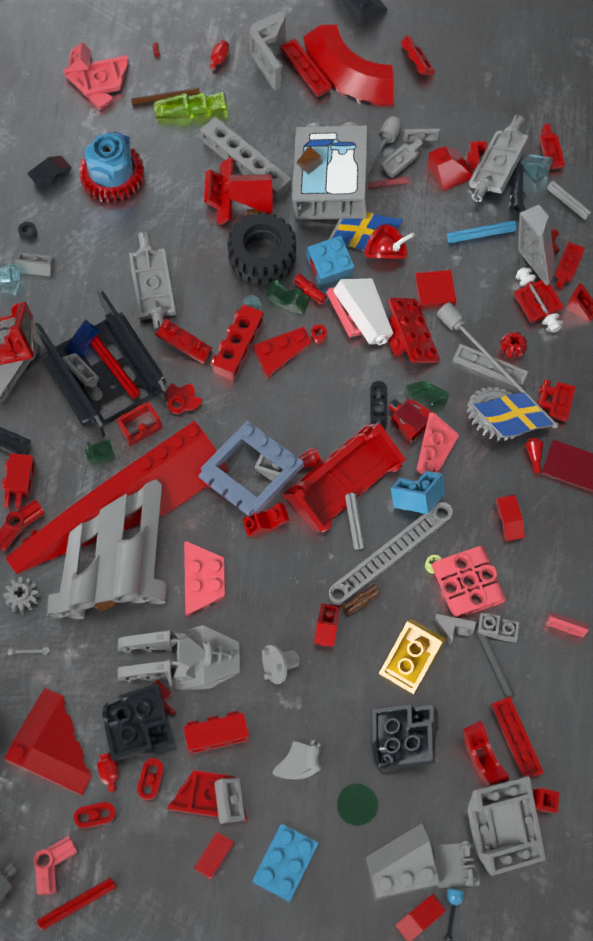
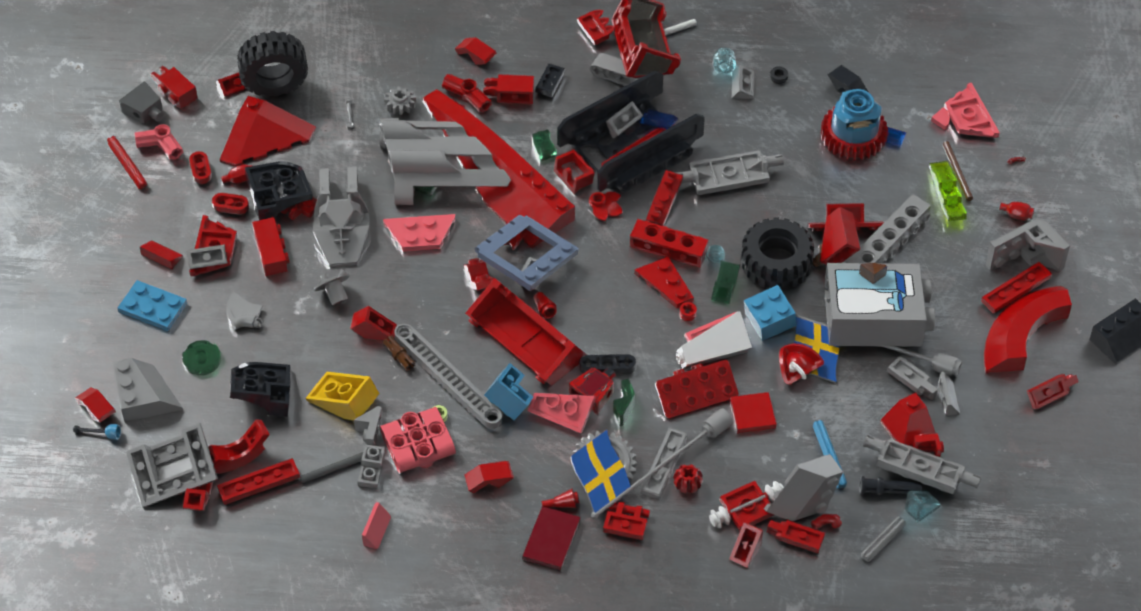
camera: 90 degrees right, 15 degrees down
(79, 58) = (987, 95): coral slope -> none
(310, 289) = (737, 300): red pin -> none
(355, 522) = (480, 345): light grey axle -> none
(385, 182) = (878, 368): coral piece -> none
(456, 865) = (140, 431): light grey hinge -> none
(551, 147) = (949, 520): red hinge -> none

